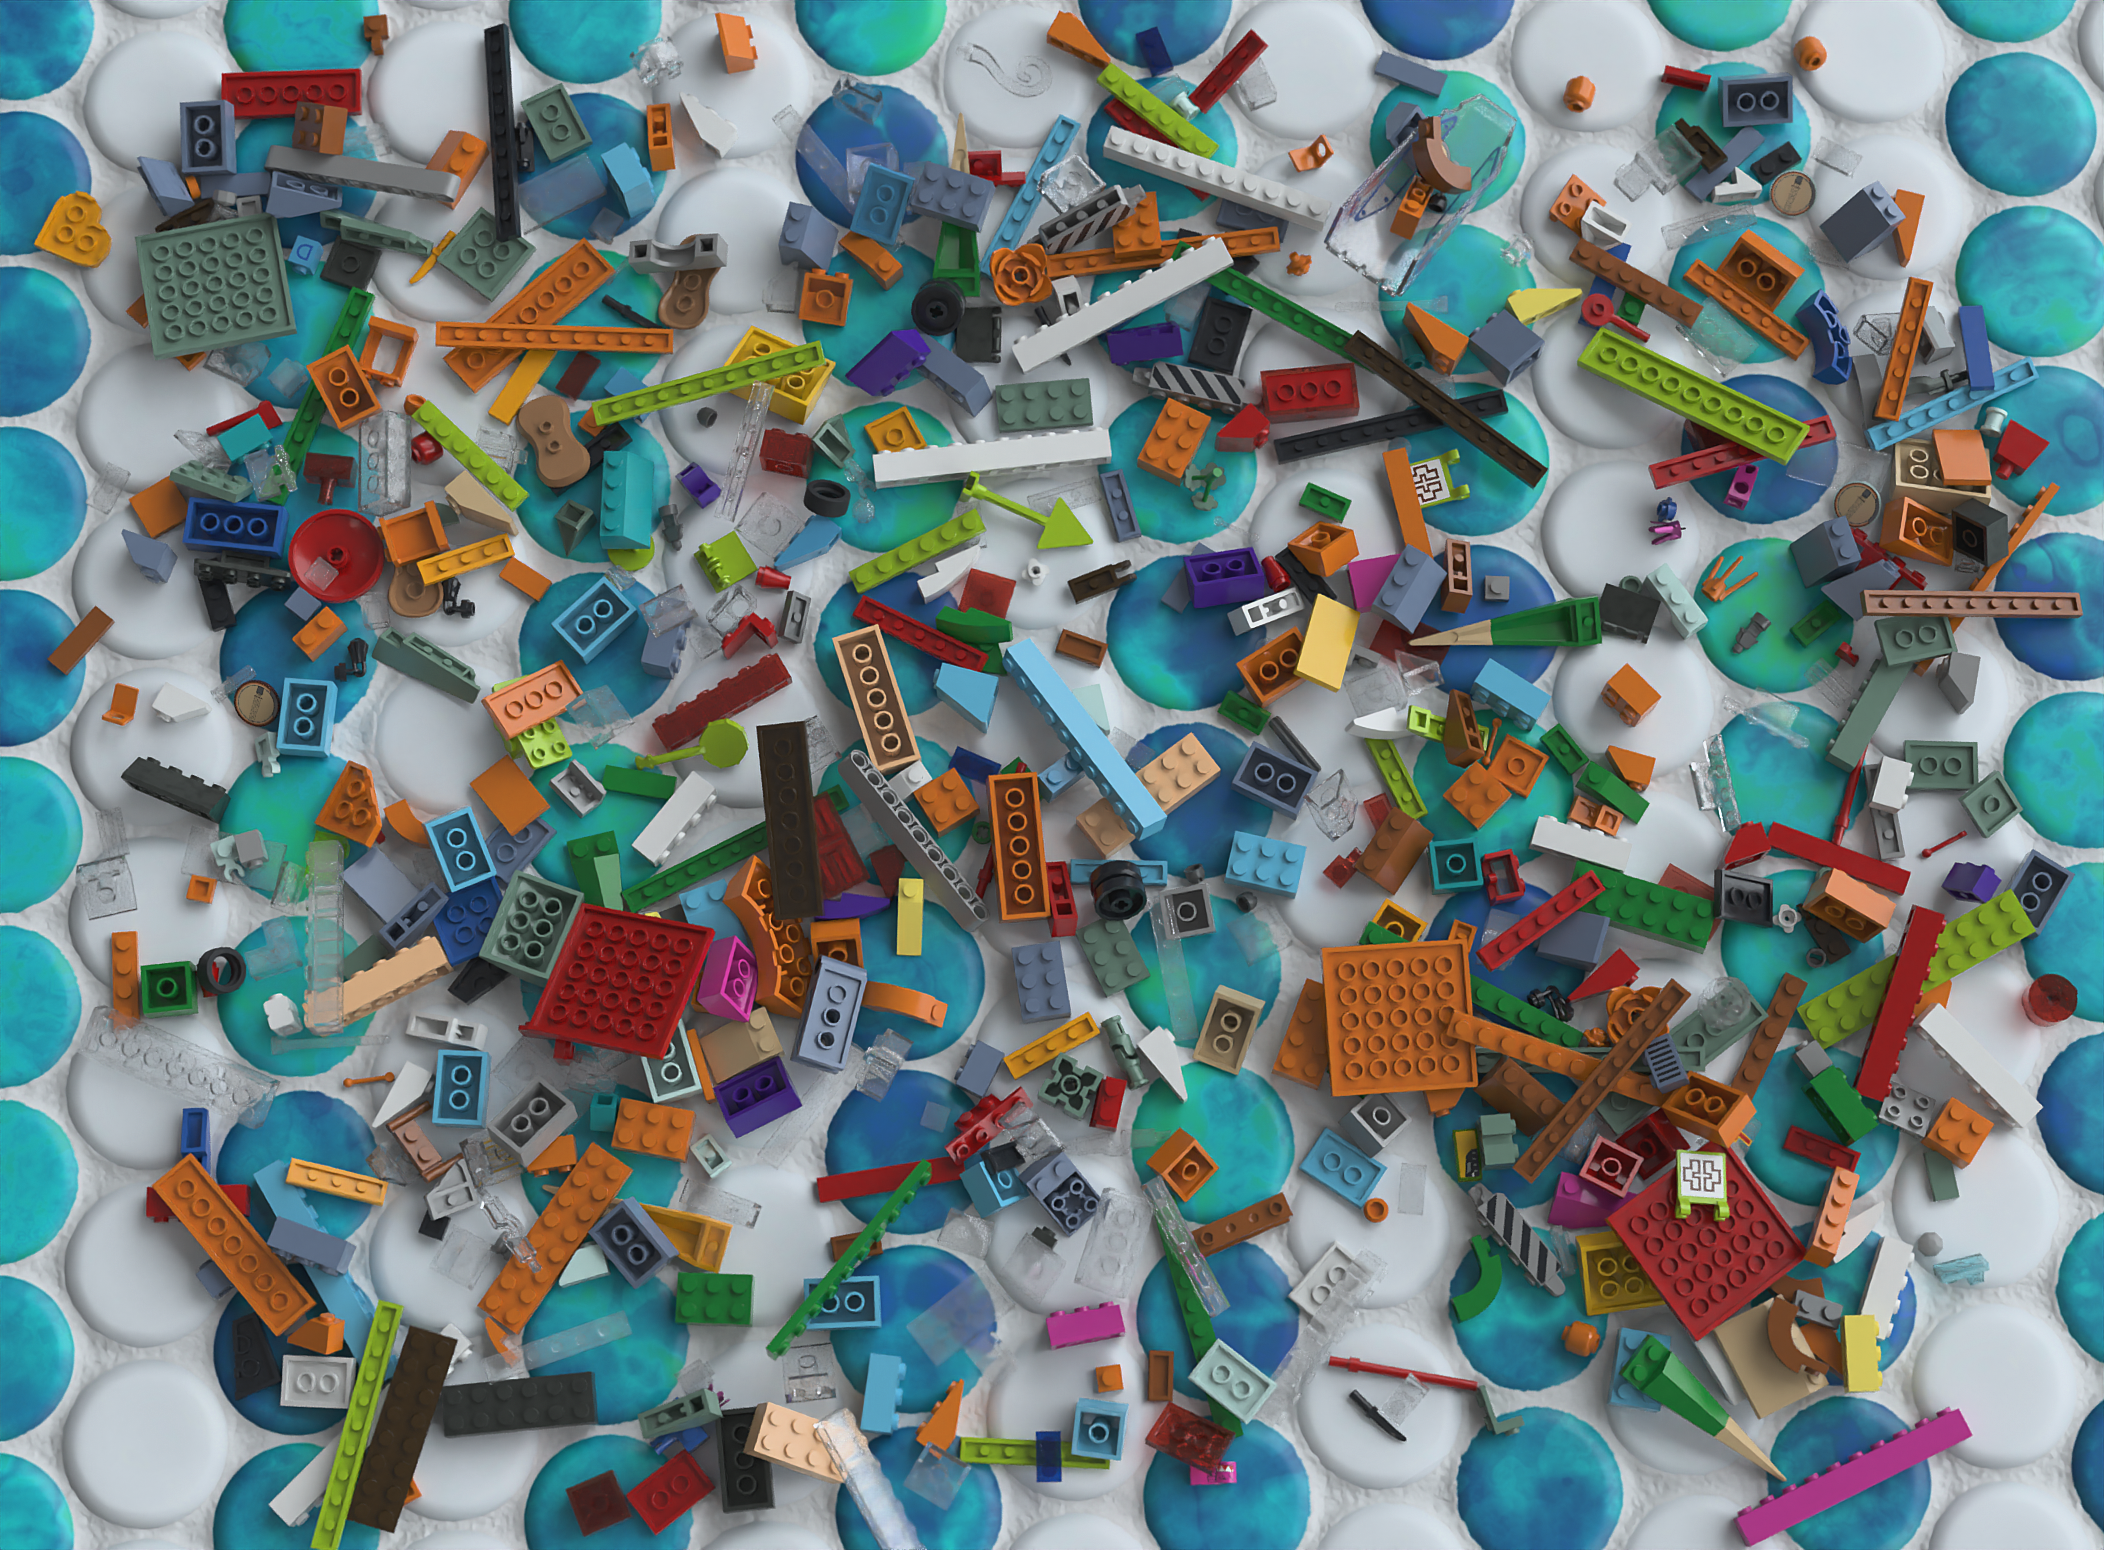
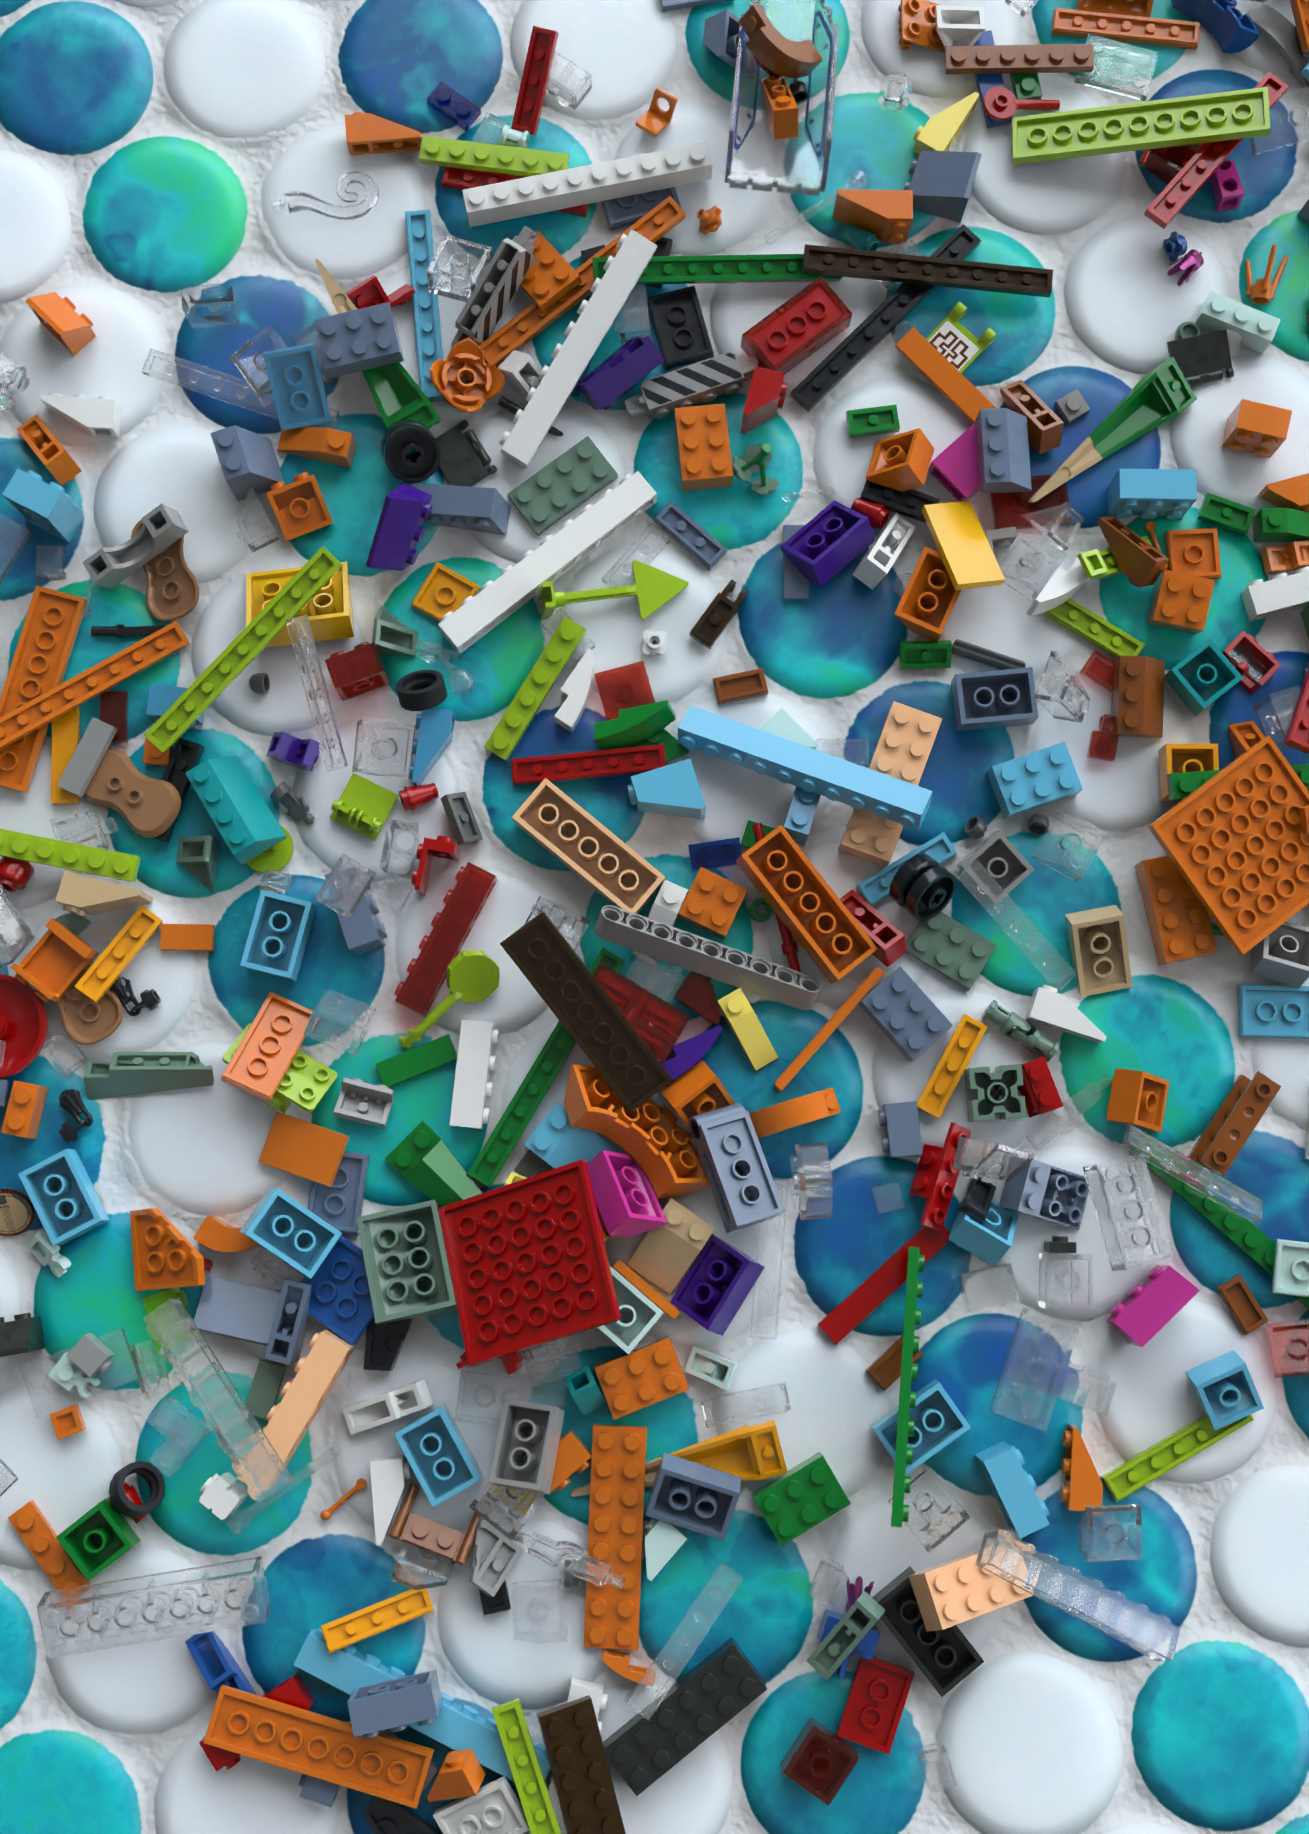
camera: 35 degrees left, 5 degrees up
(537, 393) = (87, 757): none -> light grey tile
(971, 957) = (828, 1029): none -> orange tile
(1048, 1456) = (1197, 1446): clear blue plate -> none
(1109, 1378) = (1198, 1336): orange plate -> none

